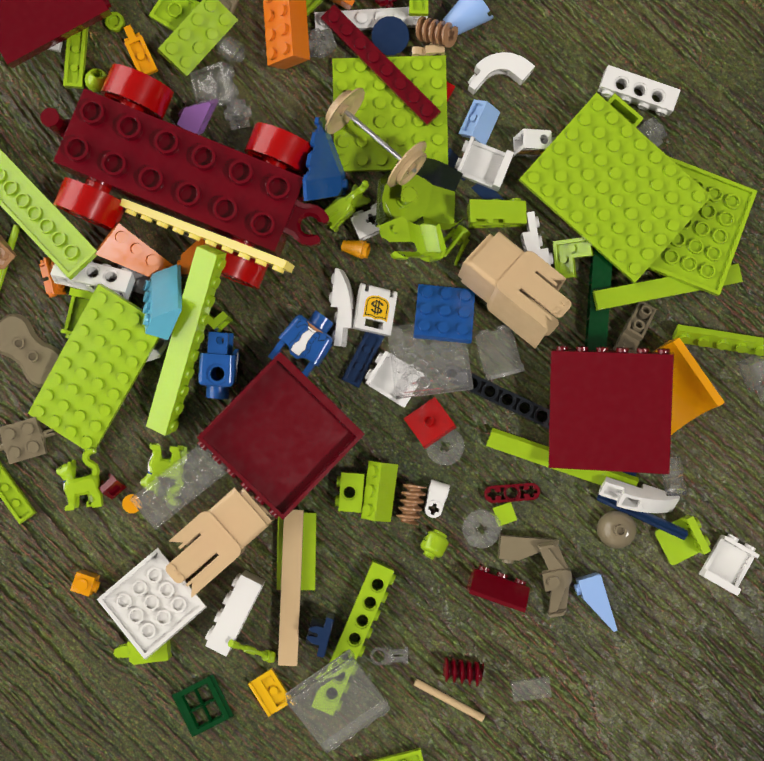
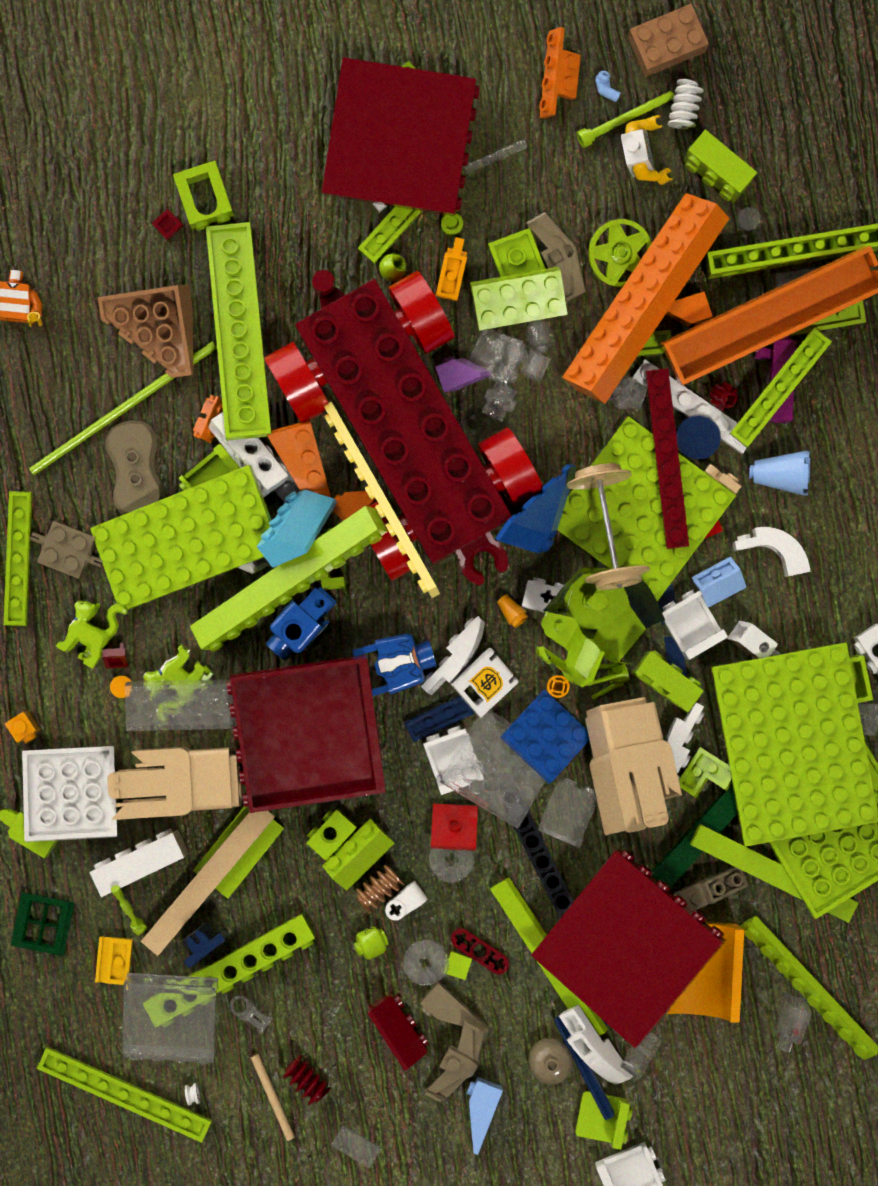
camera: 35 degrees right, 0 degrees up
(244, 72) = (535, 366): none -> clear brick
(344, 207) = (530, 566): lime animal -> none
(393, 741) = (192, 1094): none -> white bush
(424, 277) = (557, 689): none -> light orange wheel
(436, 32) = (742, 469): medium nougat piece -> none

